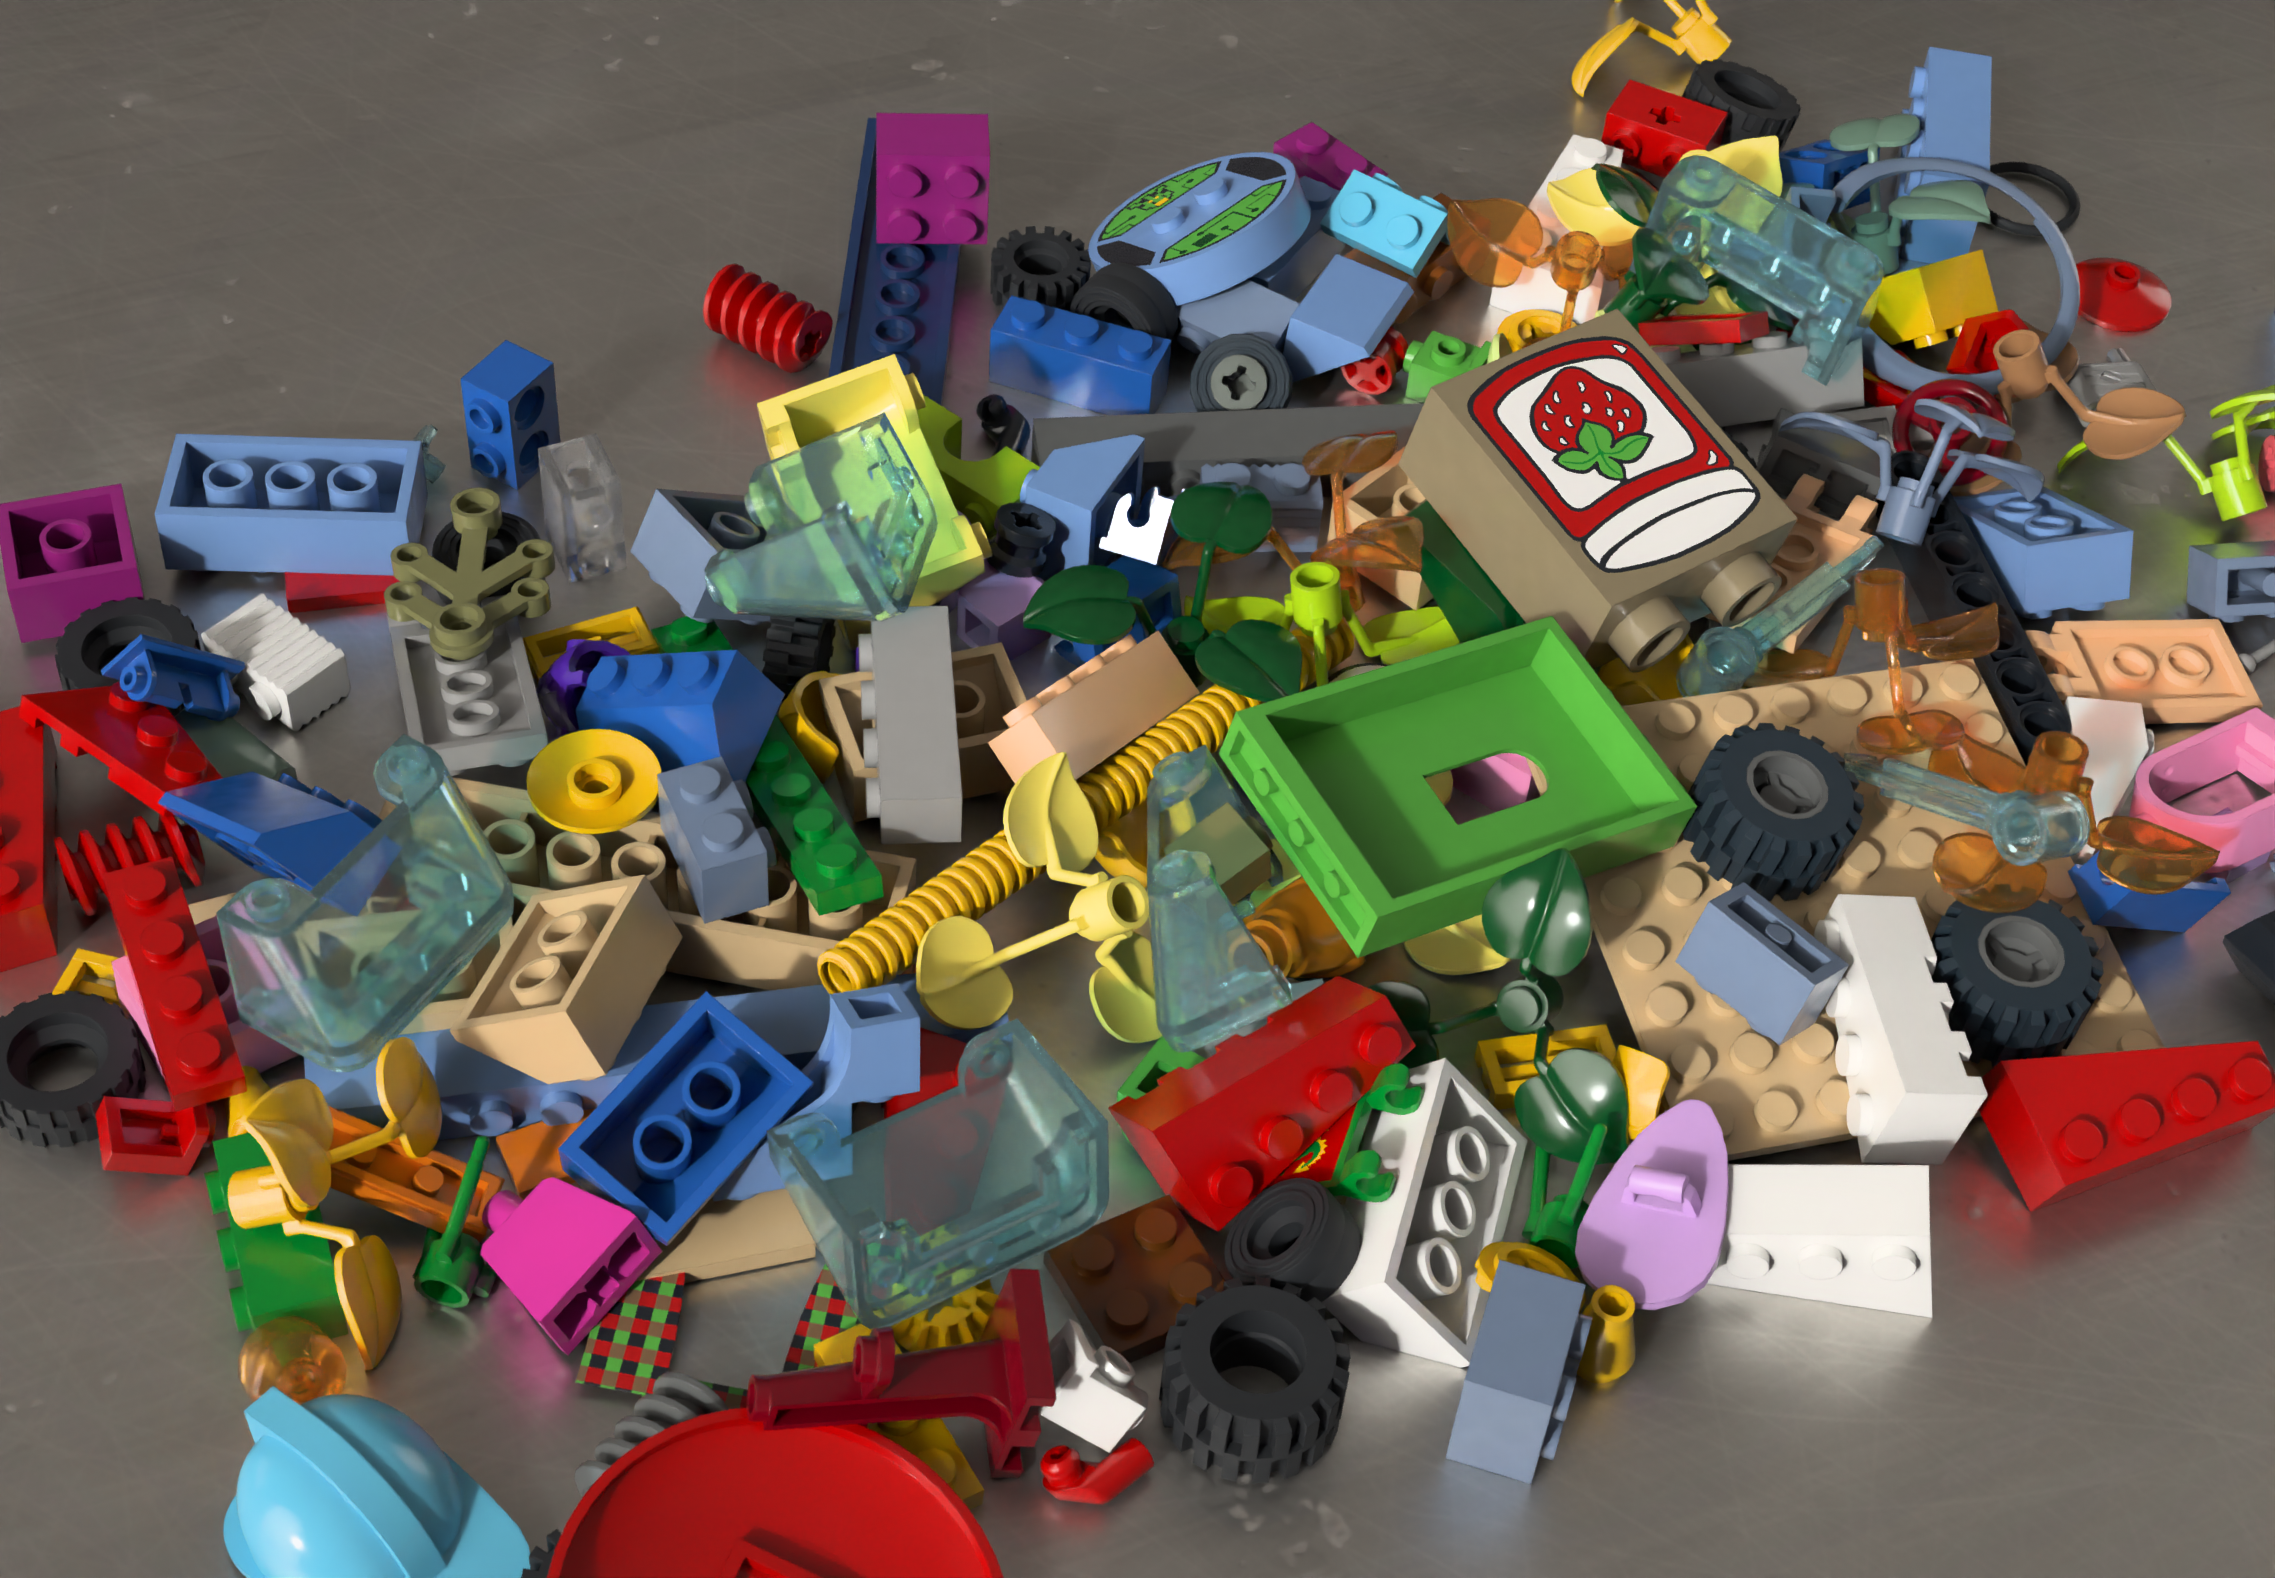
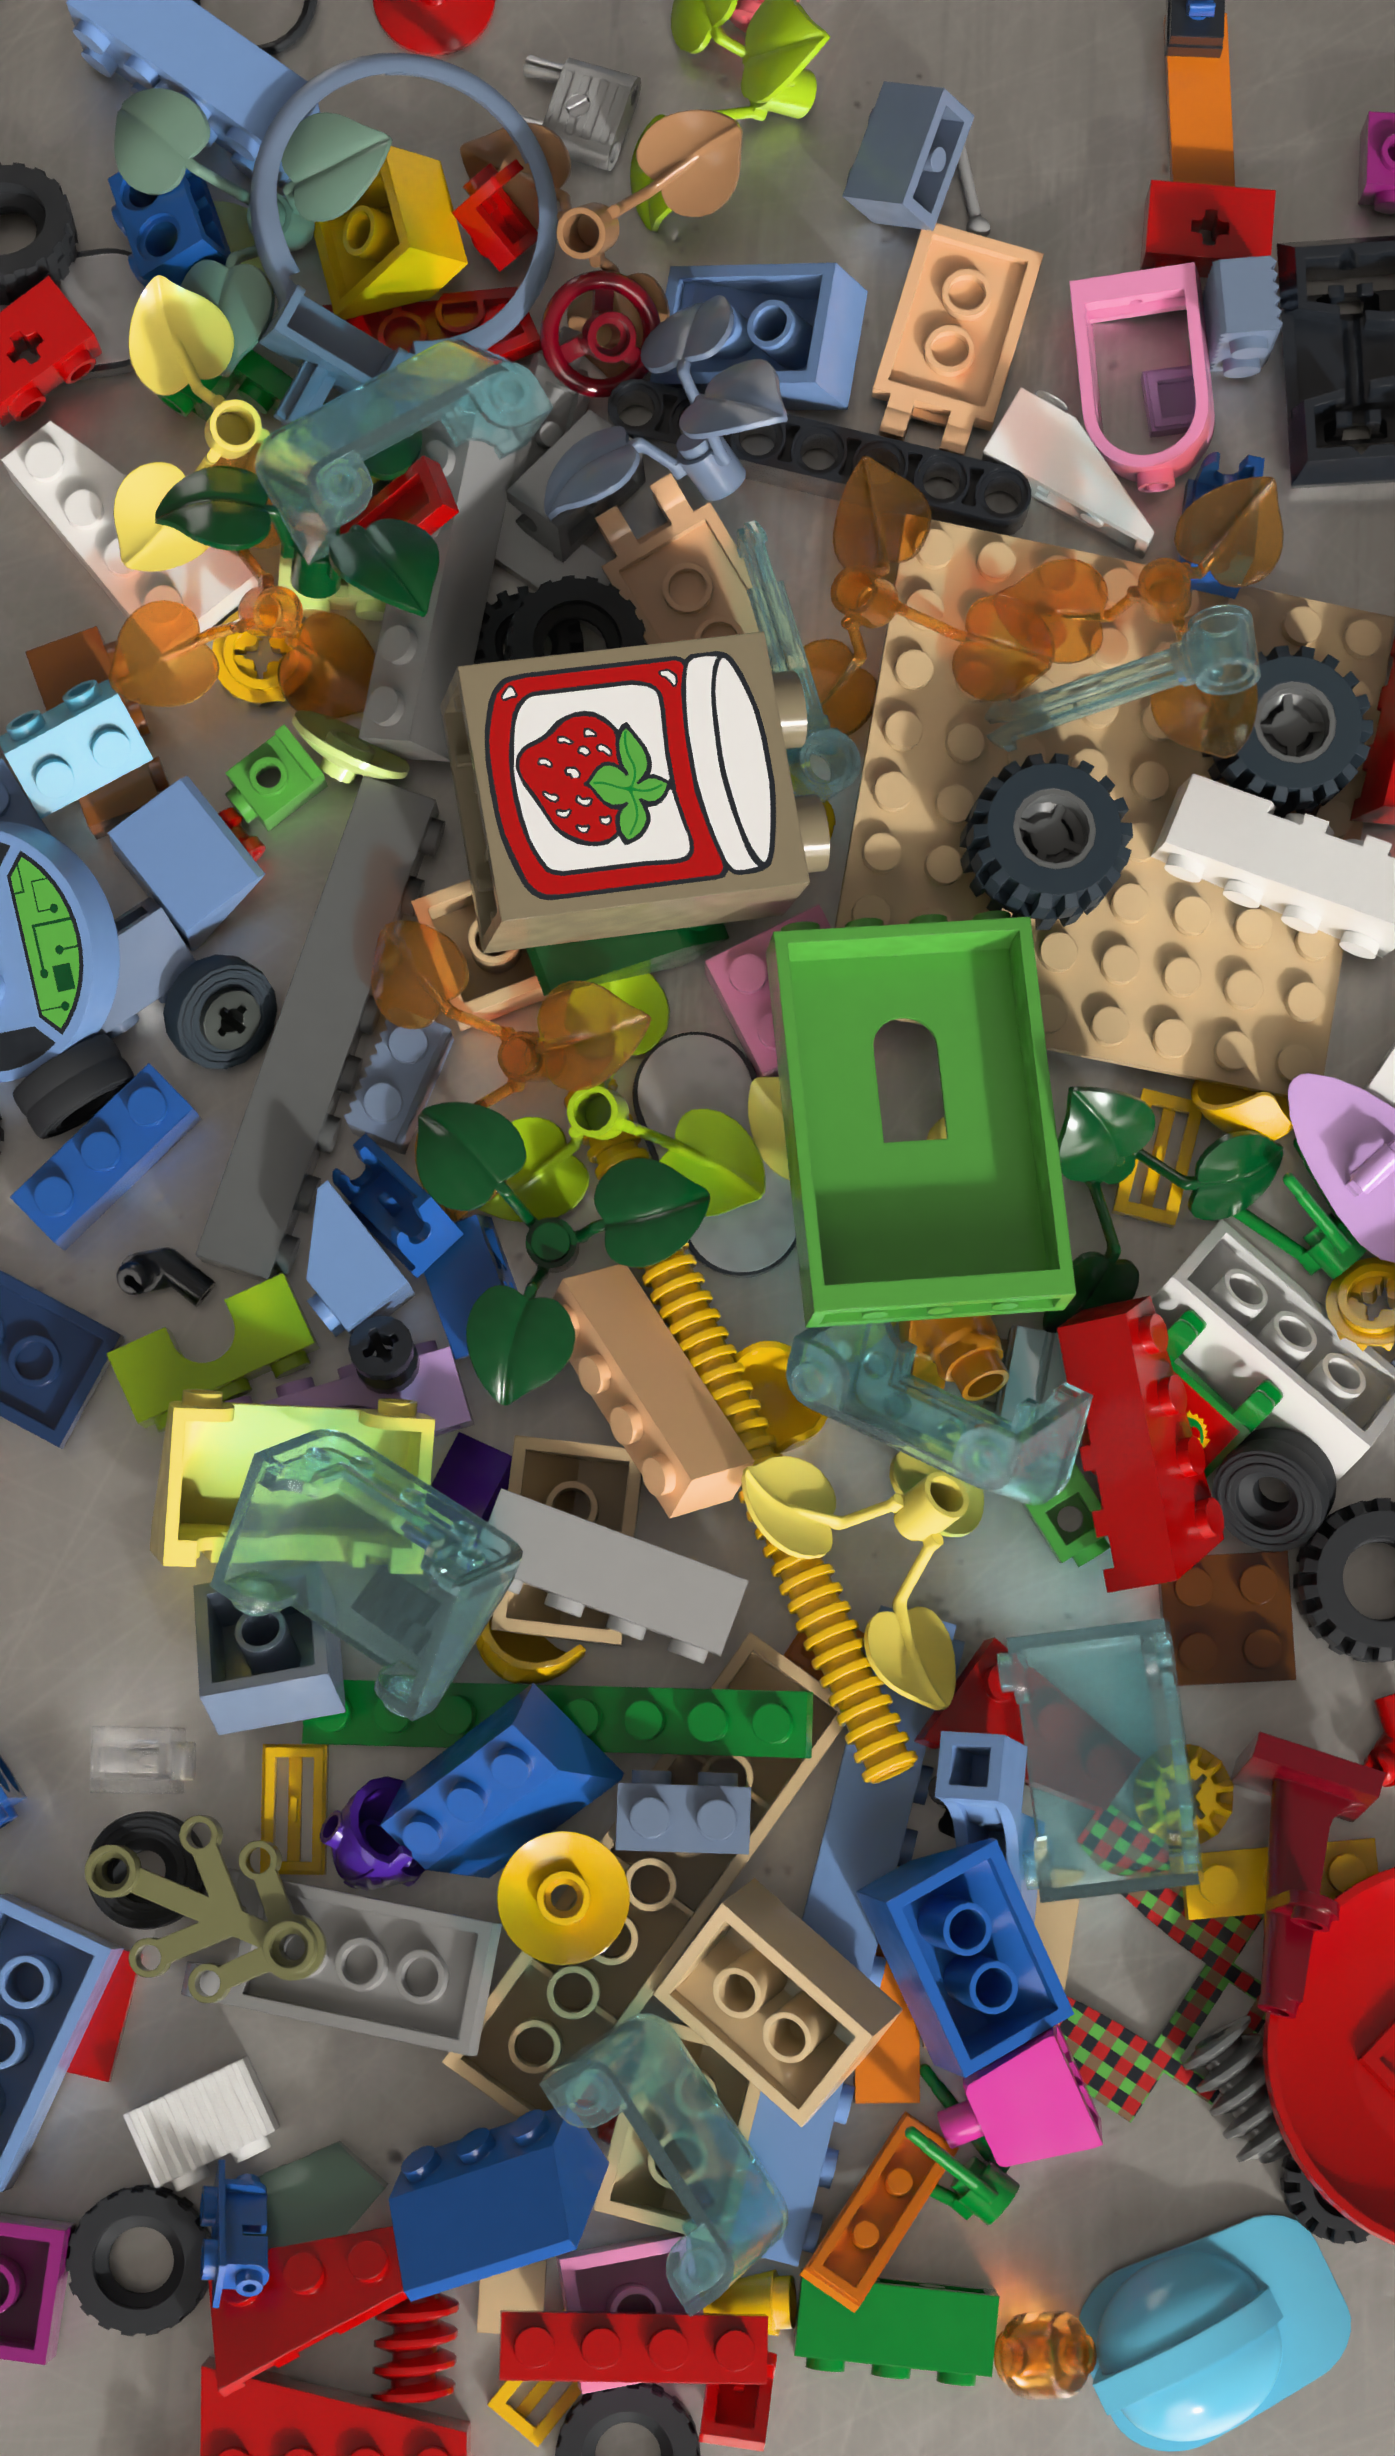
camera: 60 degrees left, 35 degrees up
(295, 1133) = (954, 2318): yellow plant -> none
(1093, 1389) = (1344, 1708): white brick -> none
(1235, 847) = (893, 1371): olive brick -> none
(1761, 963) = (1200, 950): brick -> none

